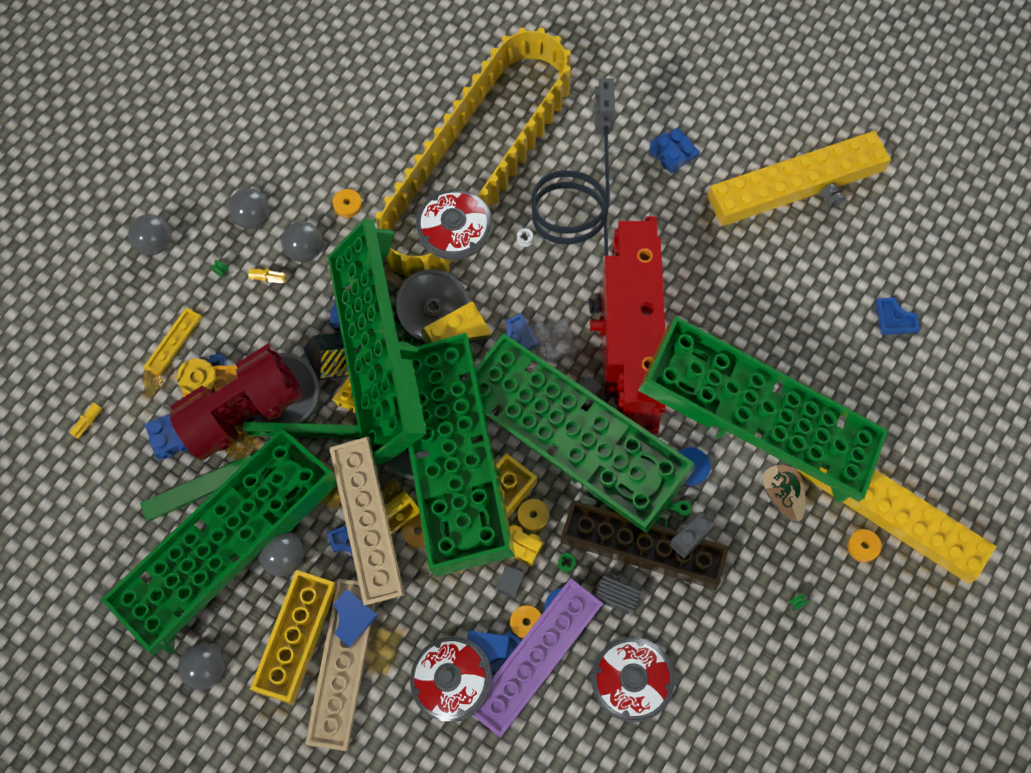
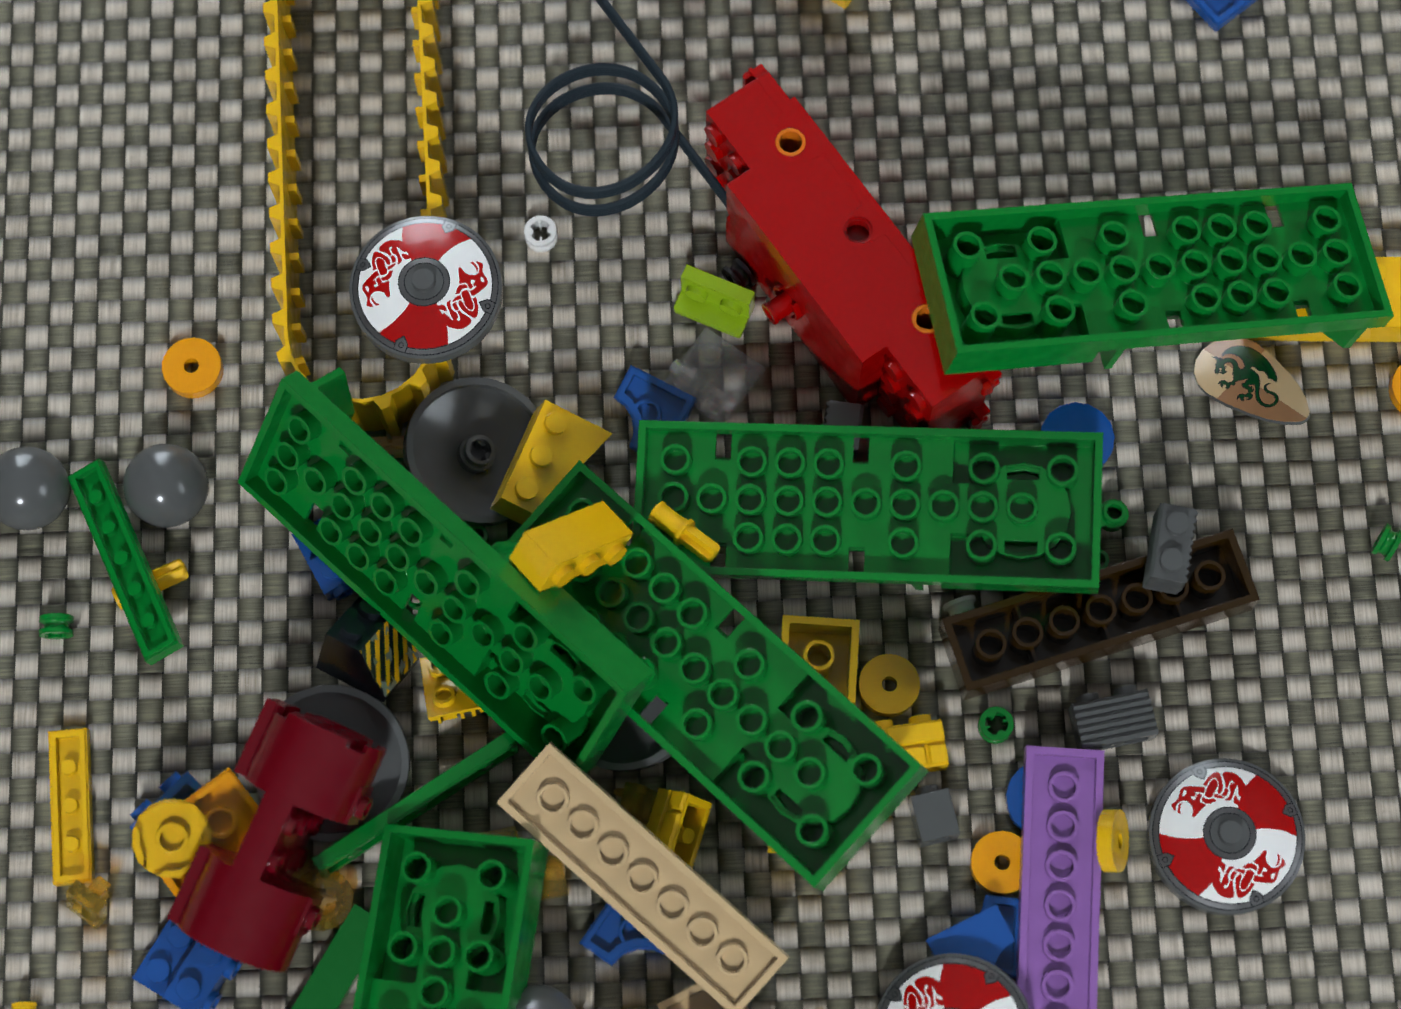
camera: 35 degrees left, 5 degrees up
(262, 260) = (125, 562): none -> green tile
(409, 535) = (726, 856): light orange piece -> none
(431, 361) = (571, 546): none -> yellow brick
(487, 389) = (683, 532): none -> yellow axle
(575, 309) = (714, 301): none -> lime bracket
(579, 645) = (1112, 840): none -> yellow piece

